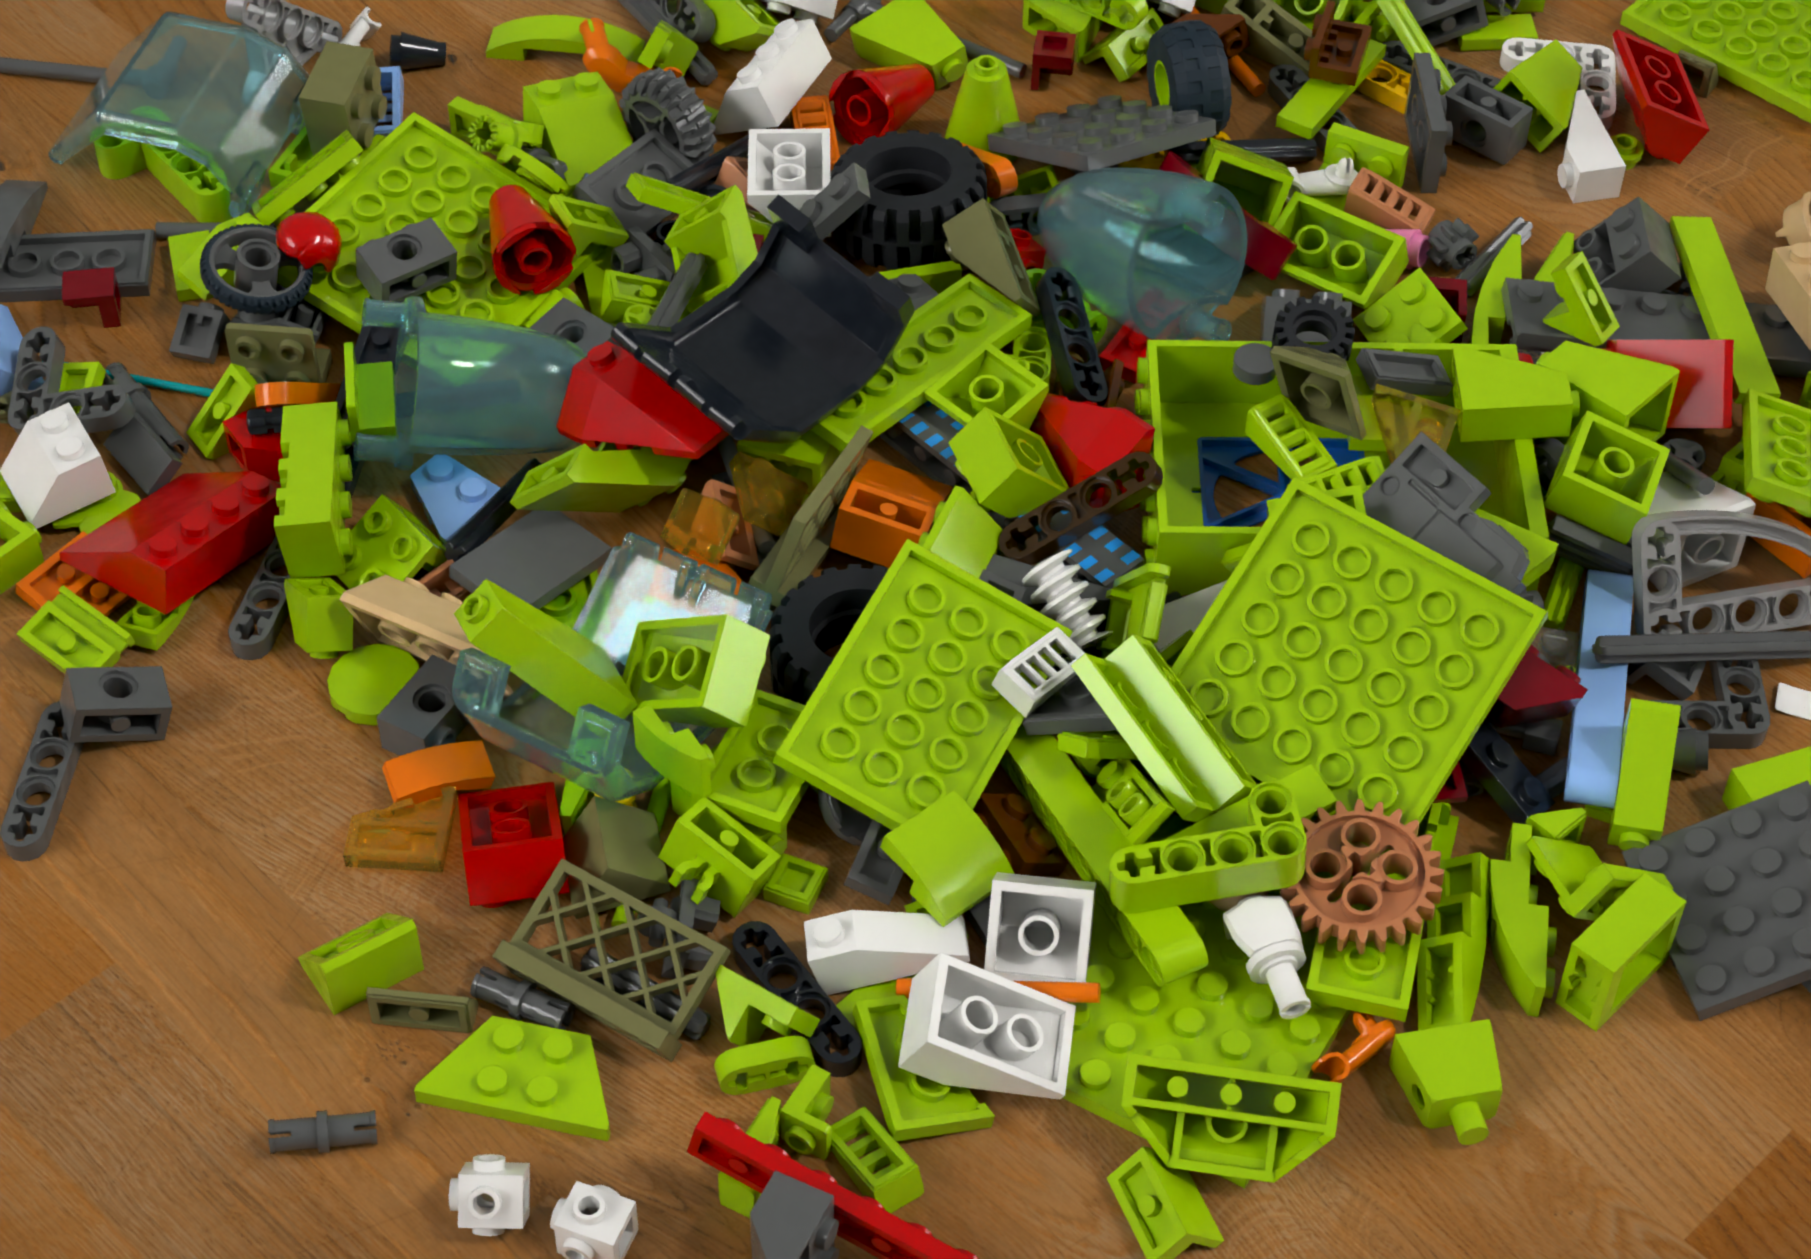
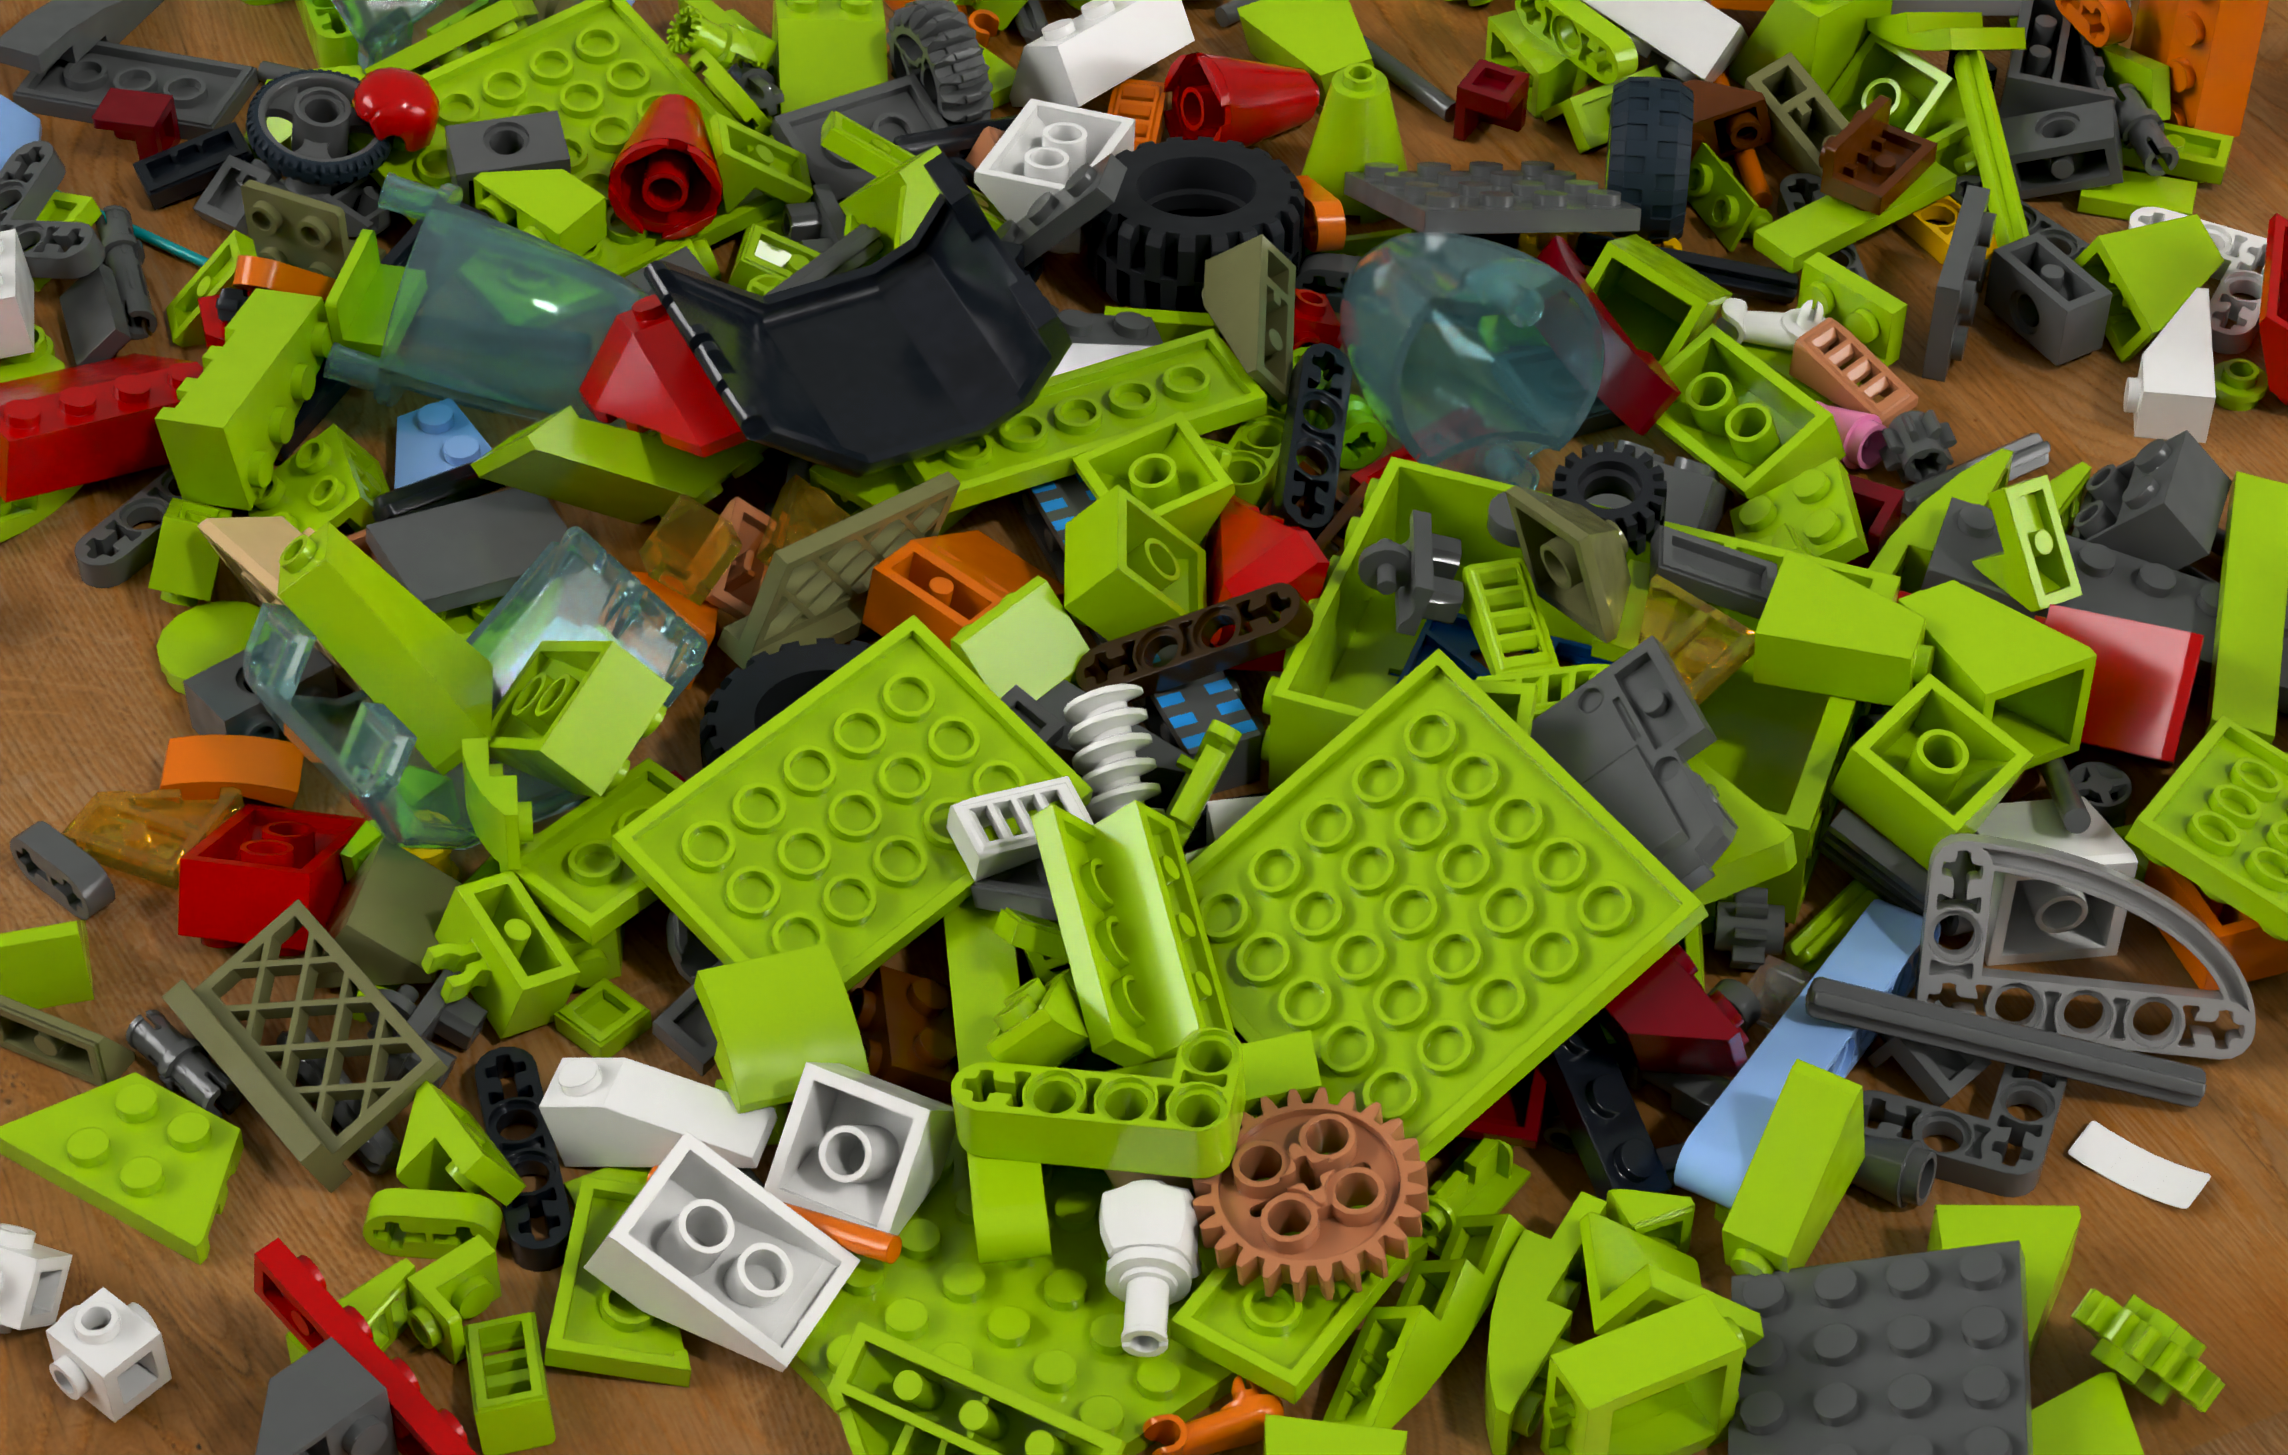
camera: 20 degrees right, 5 degrees down
(149, 317) = (190, 165): none -> black plate
(356, 881) = (62, 870): none -> dark grey beam
(450, 289) = (545, 205): none -> lime slope
(1213, 422) = (1418, 573): none -> dark grey hips
(1250, 102) = (1723, 200): none -> lime hinge

